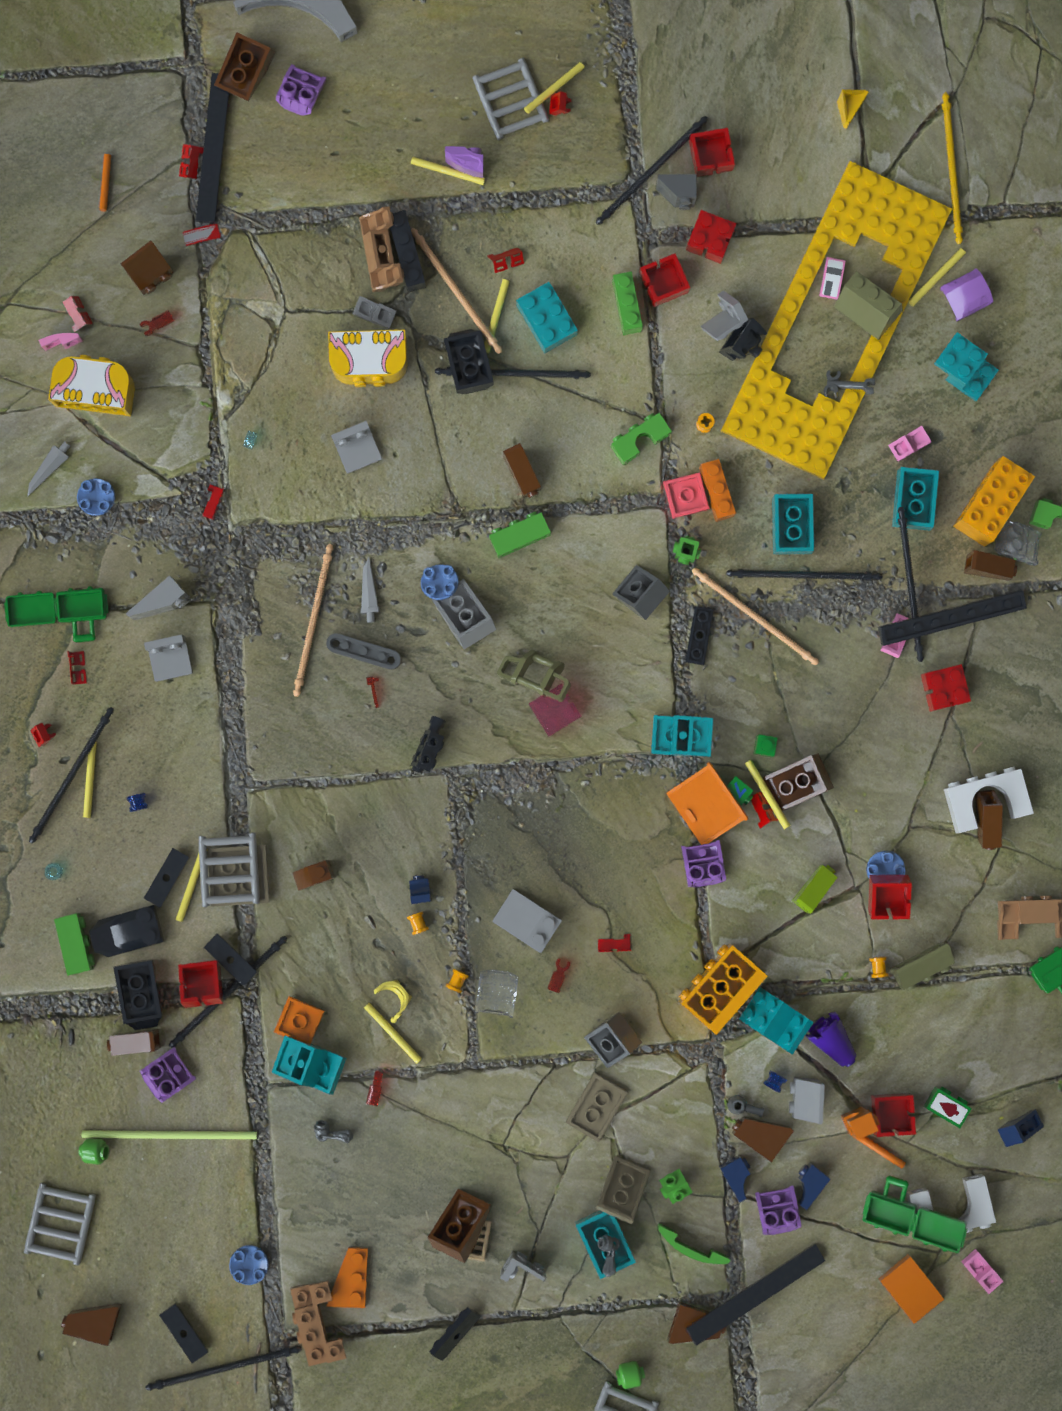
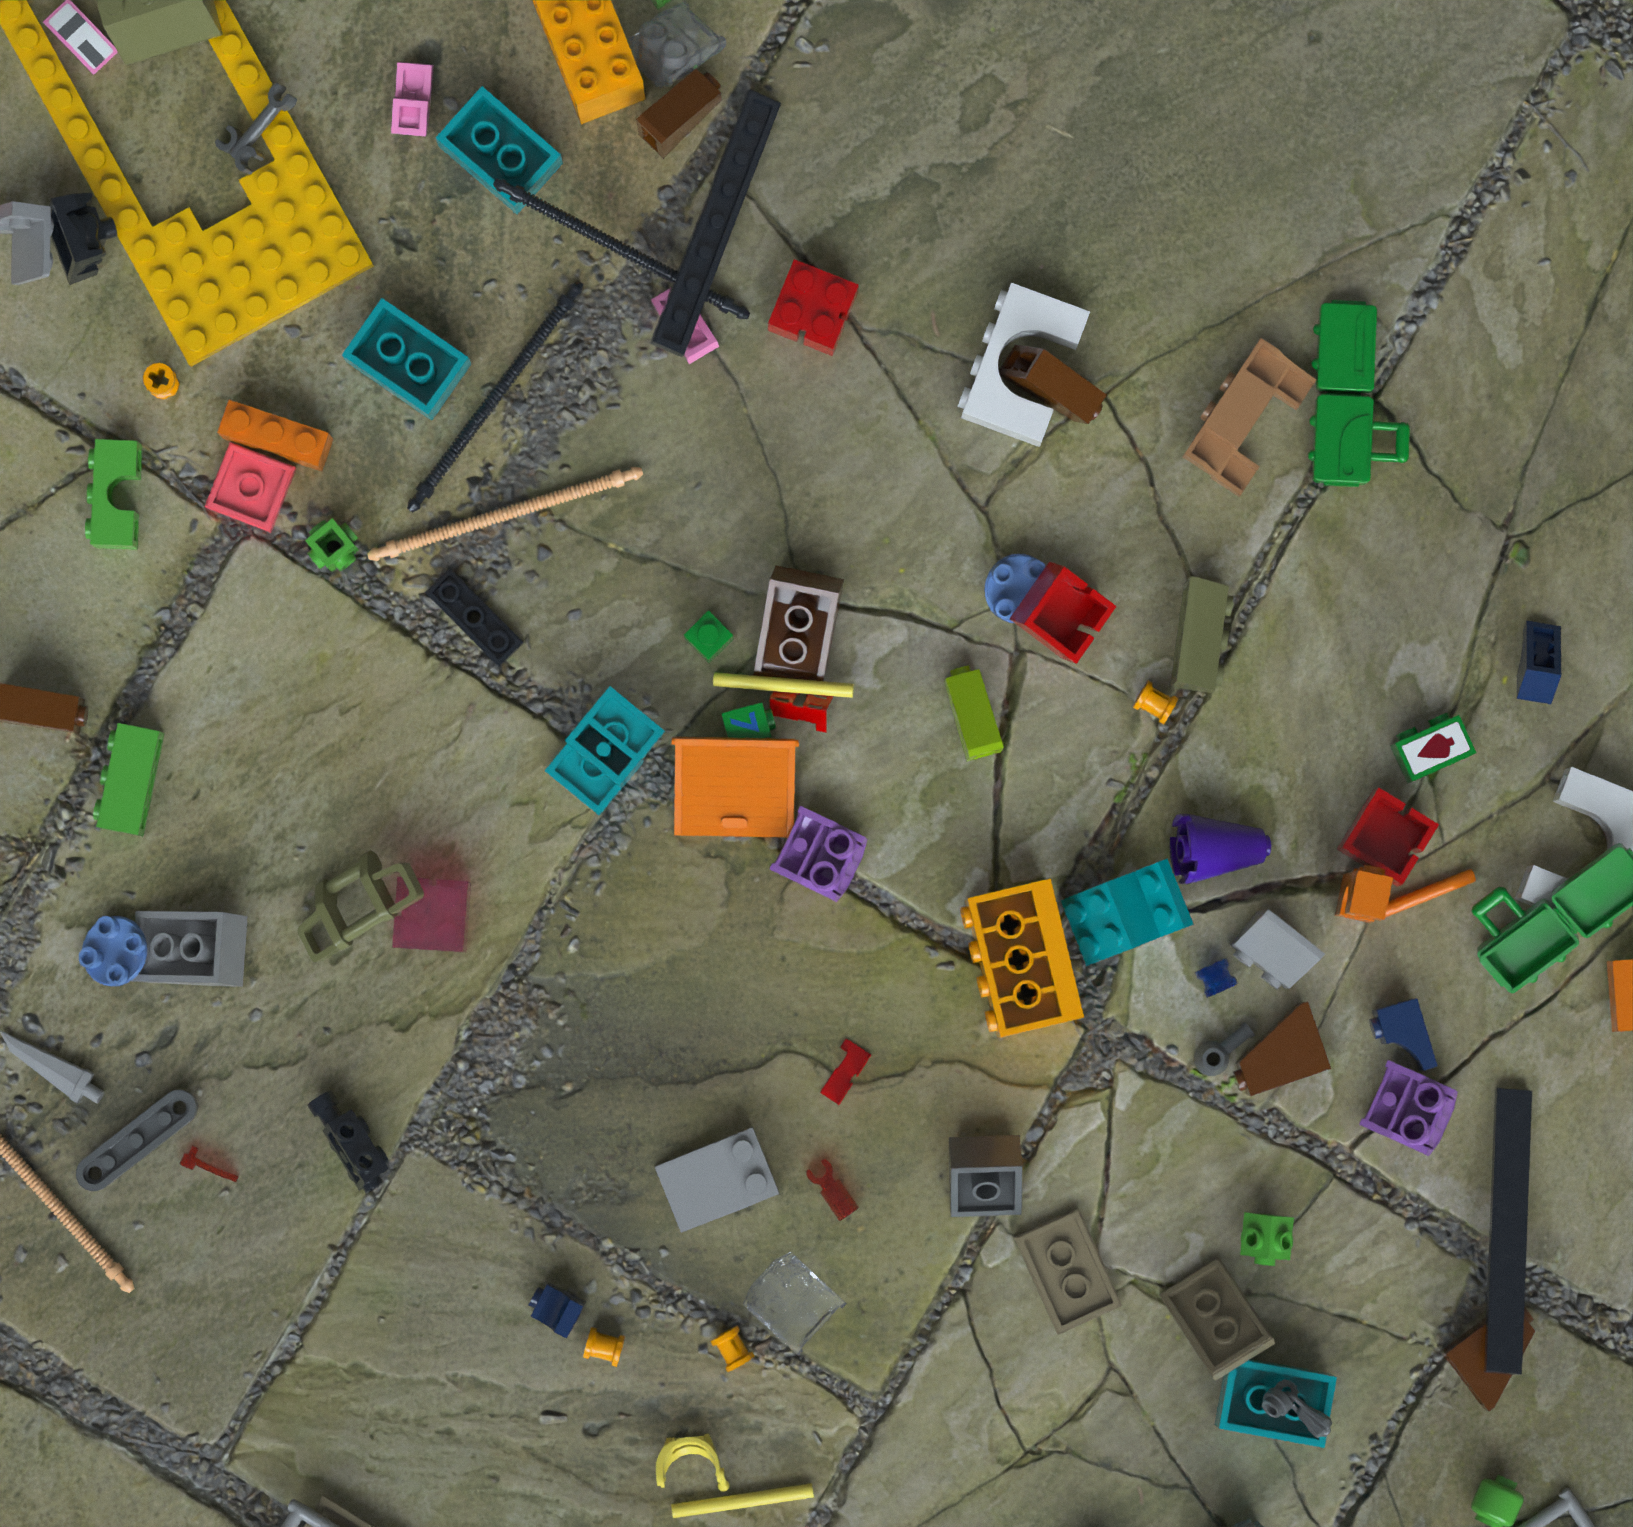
camera: 55 degrees left, 0 degrees up
(313, 875) = (419, 1453): reddish brown slope -> none
(641, 592) = (347, 658): dark grey slope -> none
(713, 1257) = (1411, 1253): bright green slope -> none
(735, 1173) = (1309, 1133): dark blue arch -> none

